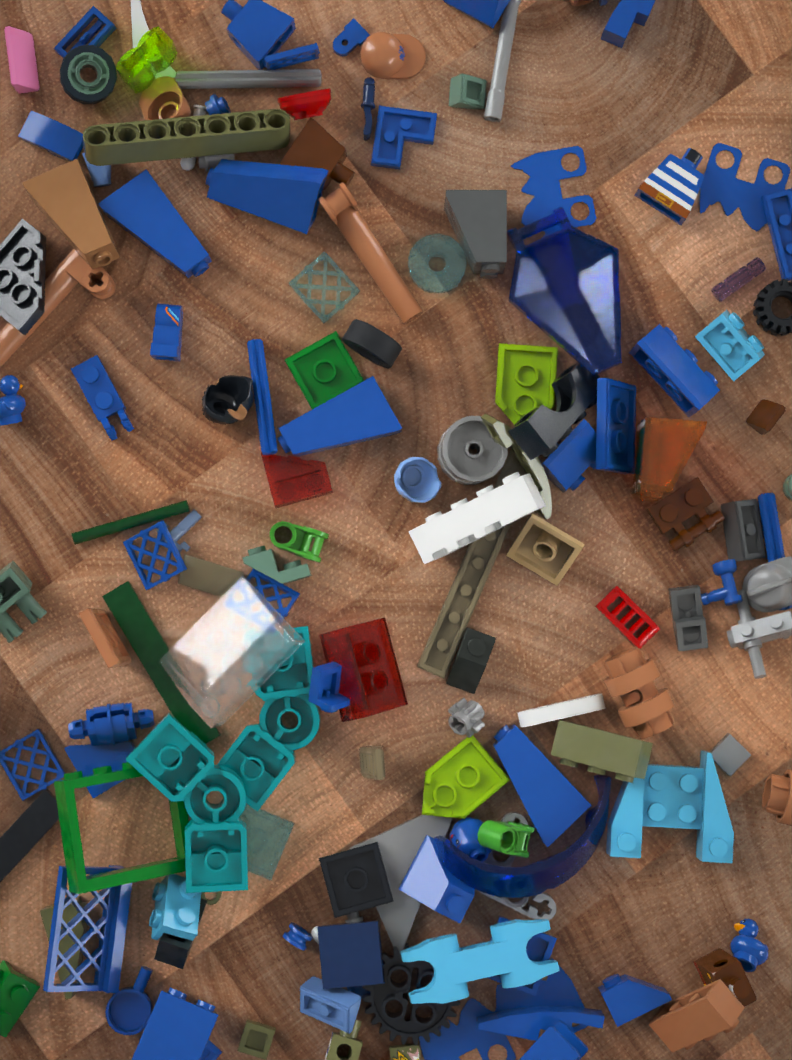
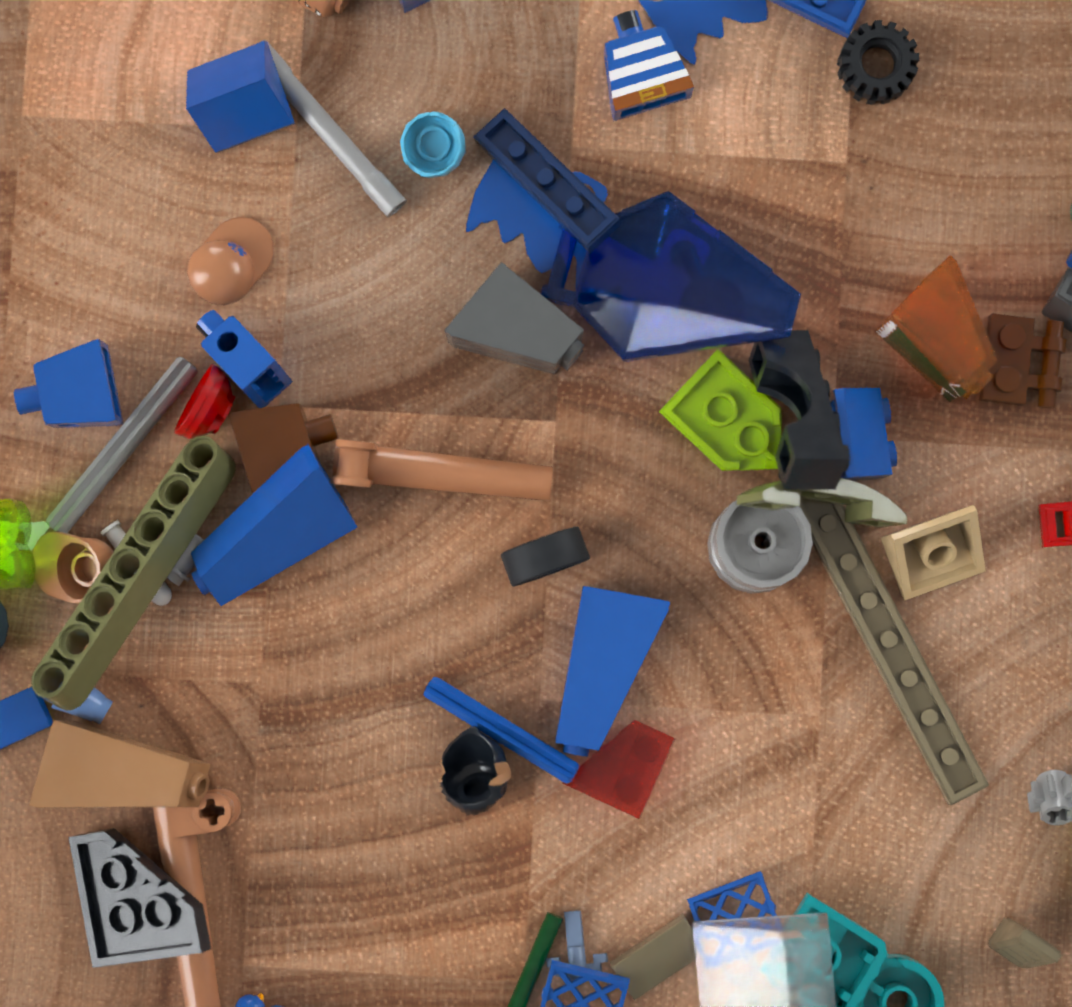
camera: 50 degrees left, 0 degrees up
(101, 394) = (347, 911): blue hinge -> none
(152, 219) = (193, 688): blue slope -> none
(167, 333) = (338, 777): blue leg -> none
(217, 105) = (125, 508): blue plate -> none
(266, 563) = (696, 883): sand green slope -> none
(292, 57) = (140, 377): blue window -> none
(301, 540) = (701, 820): bright green piece -> none
(309, 270) = (396, 557): clear light blue window -> none
(324, 370) = (528, 634): green tile -> none
(325, 687) = (898, 933): blue bracket -> none
(345, 102) = (242, 358): none -> blue torso
(353, 34) = (170, 284): blue piece -> none
(368, 105) = (263, 334): dark blue piece -> none
(368, 668) = (907, 870): clear red slope -> none
(394, 128) = (316, 323): blue tile -> none
(417, 480) = (741, 632): light blue hair -> none
(437, 246) = (503, 381): clear light blue tile -> none
(467, 92) = (342, 211): sand green slope -> none
(471, 660) = (993, 736): pearl dark grey slope -> none
(477, 517) = (844, 601): white wedge -> none
(541, 109) = (432, 144): none -> medium azure hair
(572, 184) = (547, 180): none -> dark blue tile
(615, 426) = (865, 359): blue tile -> none
(675, 370) = (854, 239): blue slope -> none
(731, 344) = (874, 153): medium azure bracket -> none
(738, 279) = (805, 84): clear purple axle -> none
(765, 416) = (985, 181): reddish brown slope -> none

